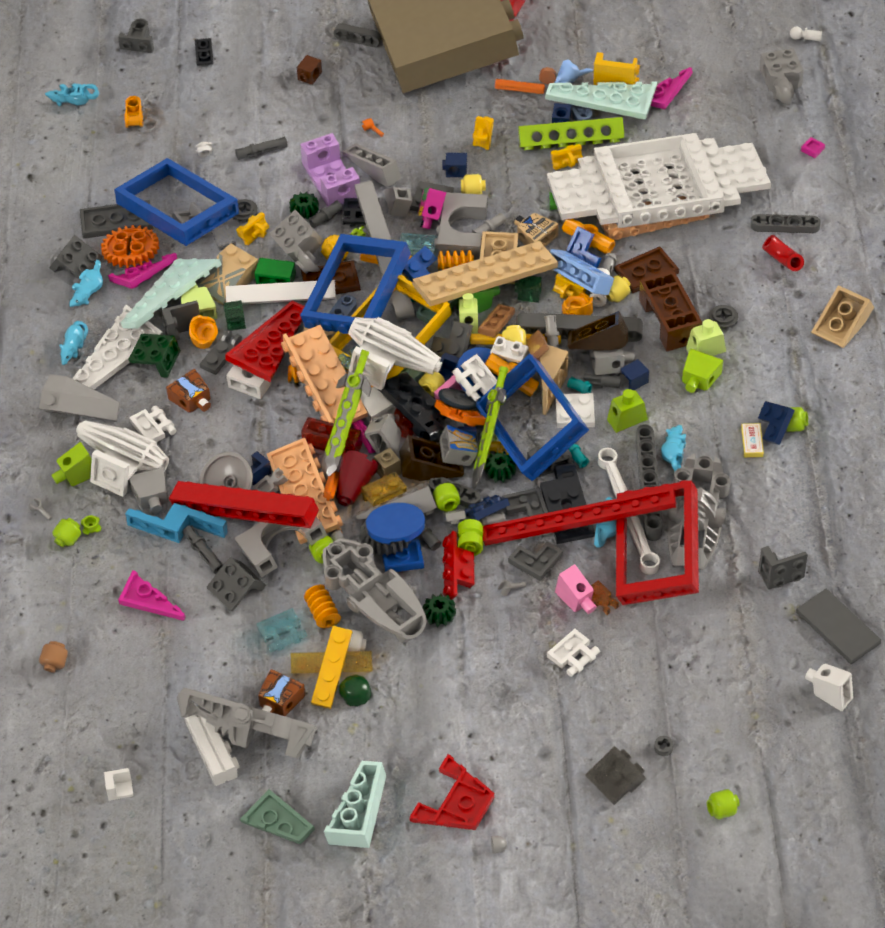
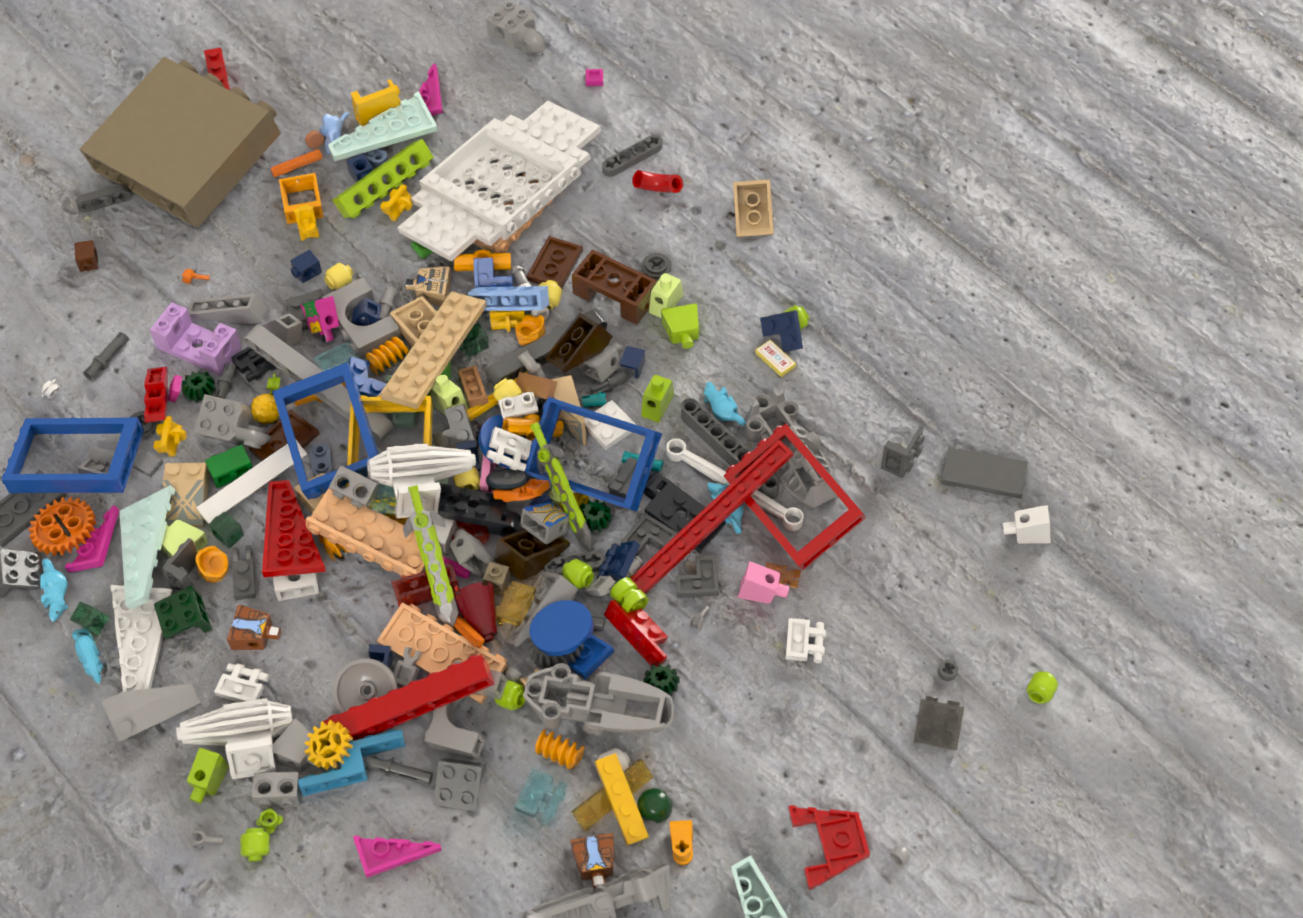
camera: 40 degrees left, 5 degrees up
(89, 311) = (89, 618): none -> clear green brick
(111, 506) = (277, 783): none -> light grey brick
(166, 497) = (331, 754): none -> yellow gear
(271, 193) = (156, 394): none -> red slope
(285, 198) = (174, 389): none -> dark pink tile
(333, 333) = (356, 483): none -> light grey brick
(350, 725) = (681, 838): none -> light orange piece
(467, 222) = (366, 313): none -> dark blue brick
(495, 98) = (304, 183): none -> light orange window

